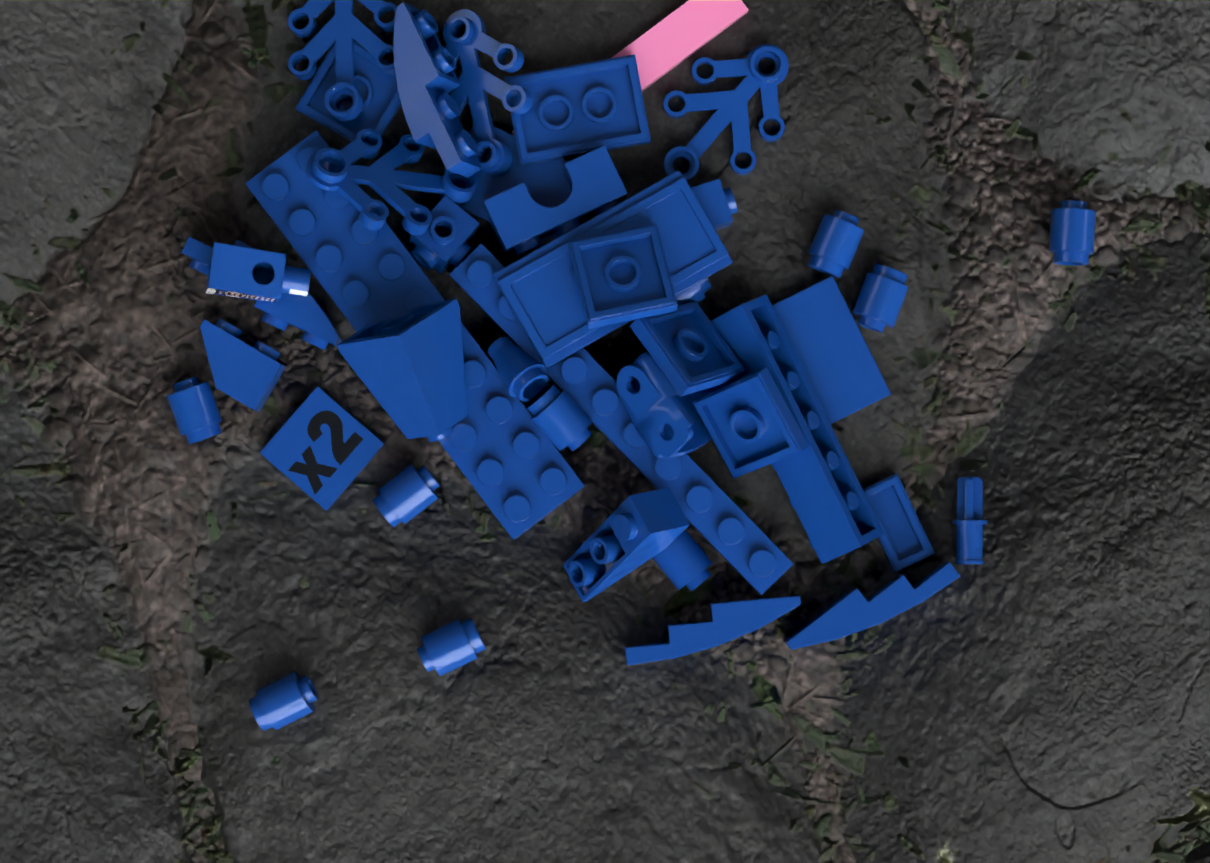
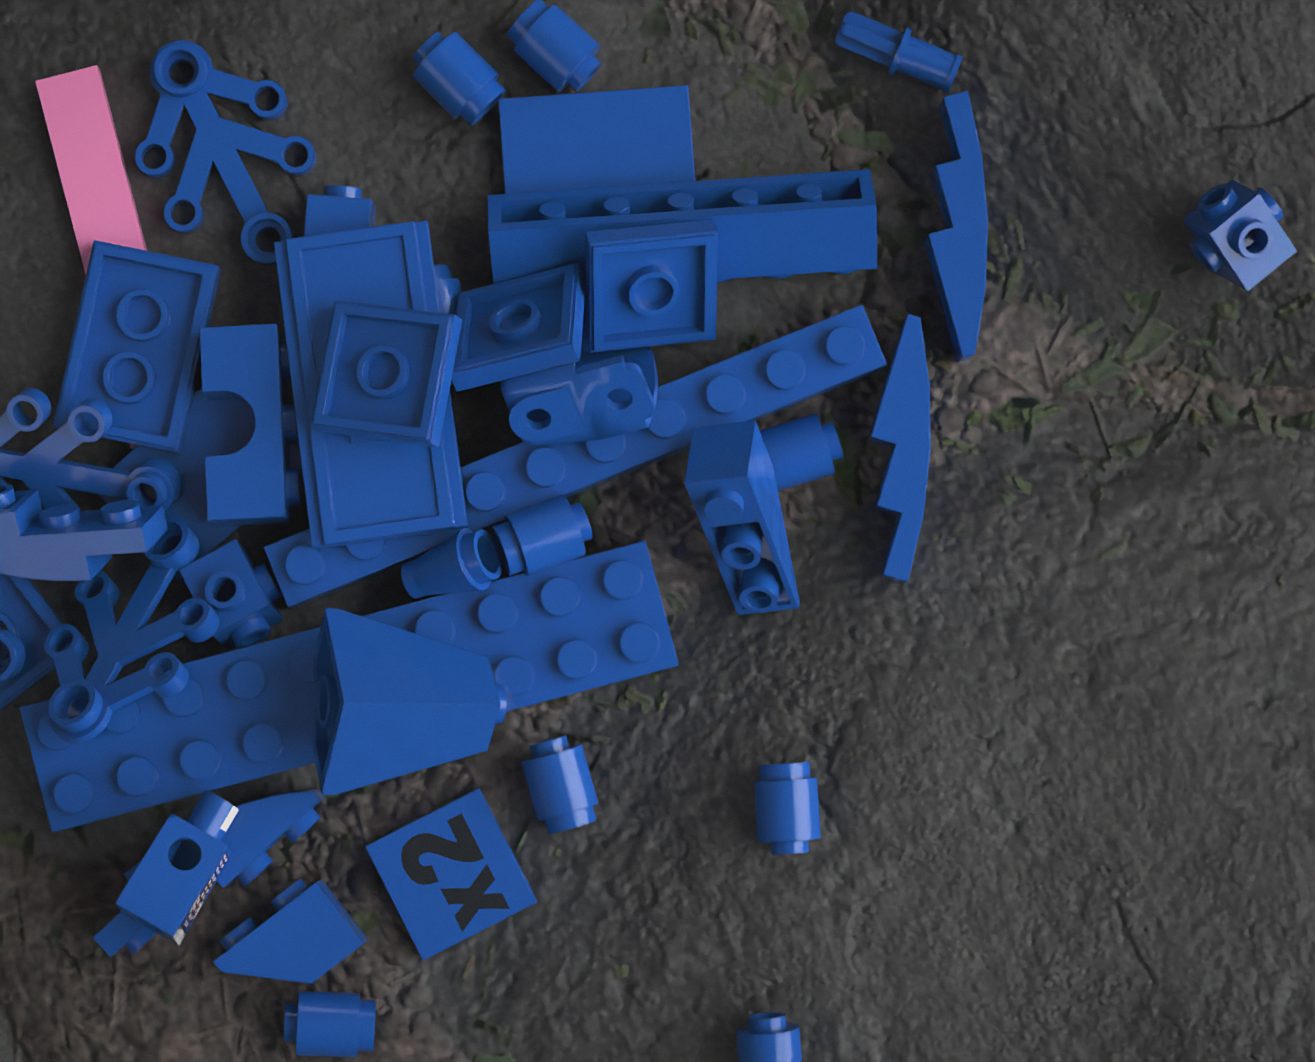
camera: 70 degrees left, 0 degrees up
(903, 535) = (884, 144): blue tile -> none
(940, 789) = (1239, 233): none -> blue brick

